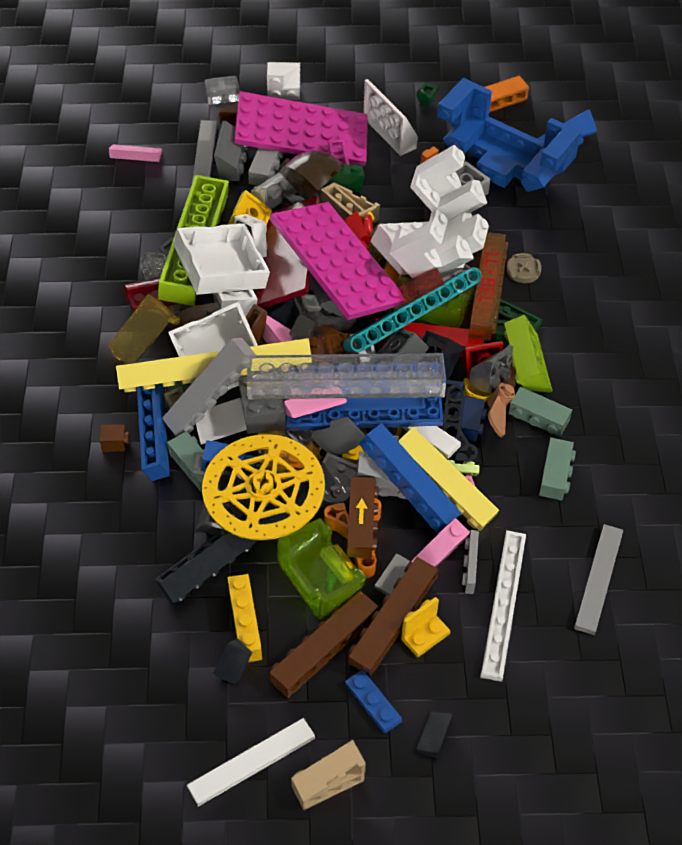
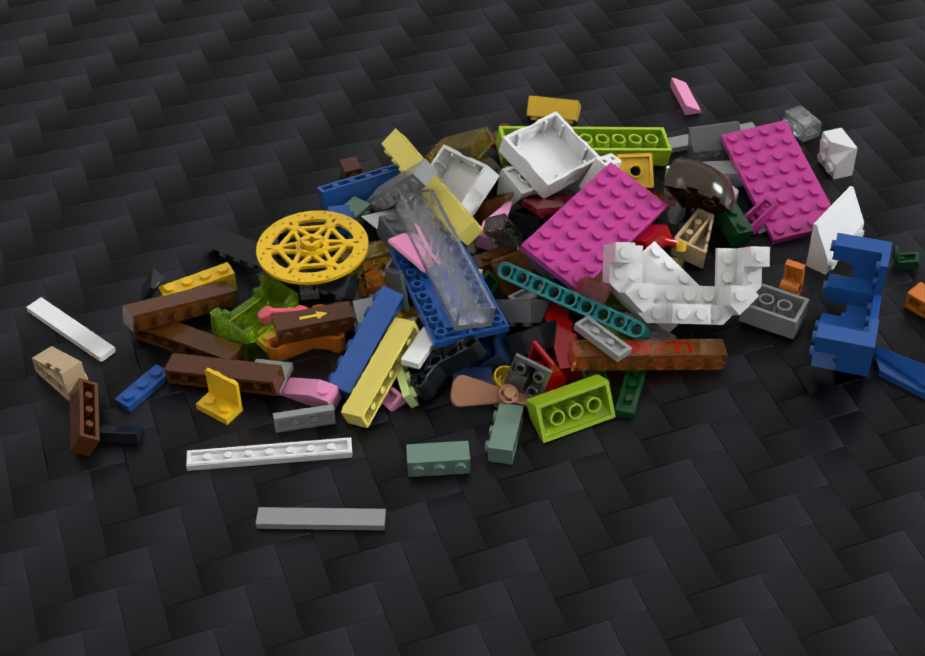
camera: 75 degrees right, 10 degrees down
(105, 248) = (542, 106): none -> yellow slope
(284, 637) = (178, 306): none -> reddish brown brick
(329, 554) = (265, 314): none -> coral bar
(411, 761) = (84, 417): none -> reddish brown brick
(480, 300) = (602, 338): none -> light grey plate
(523, 268) = (701, 388): dark tan tile -> none

